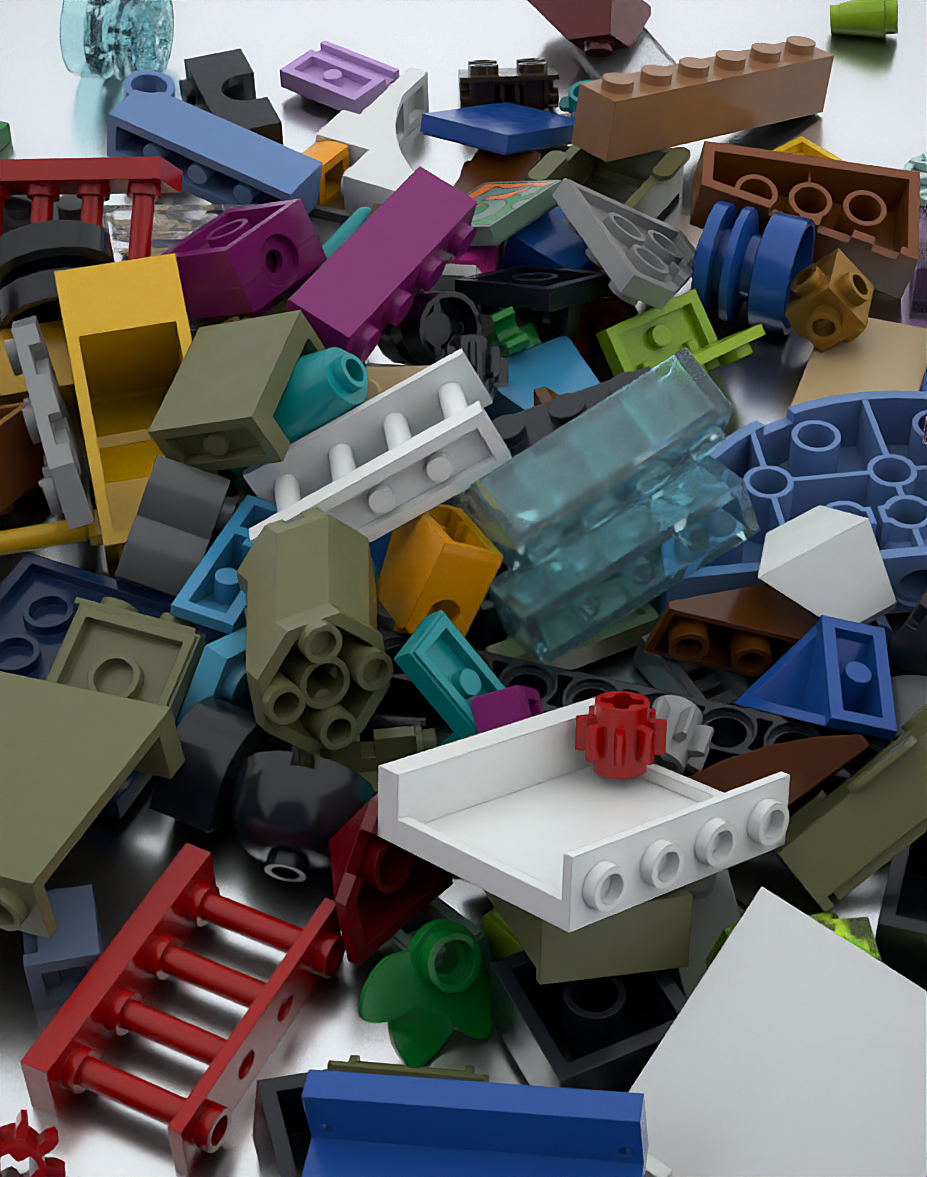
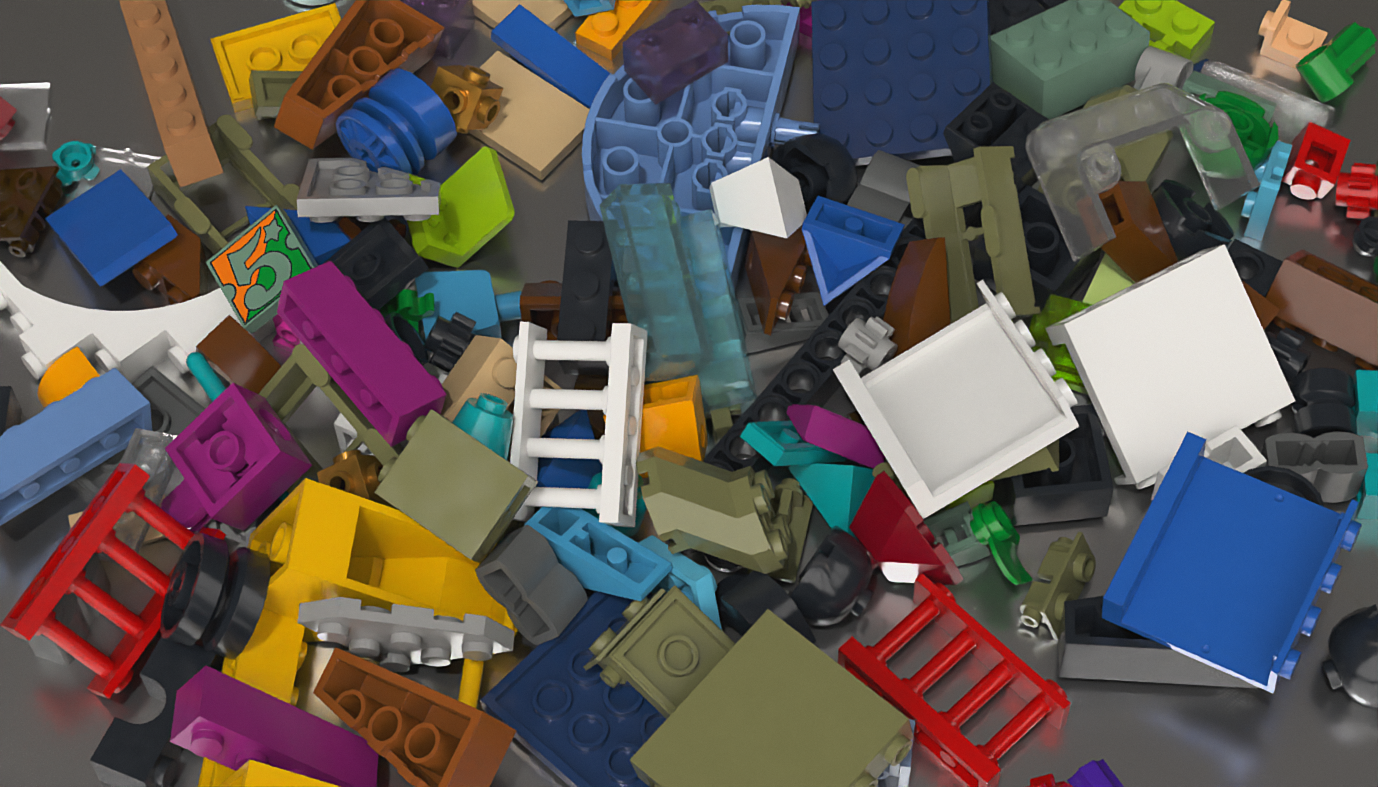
camera: 70 degrees left, 15 degrees up
(620, 735) = (886, 362): red gear -> none

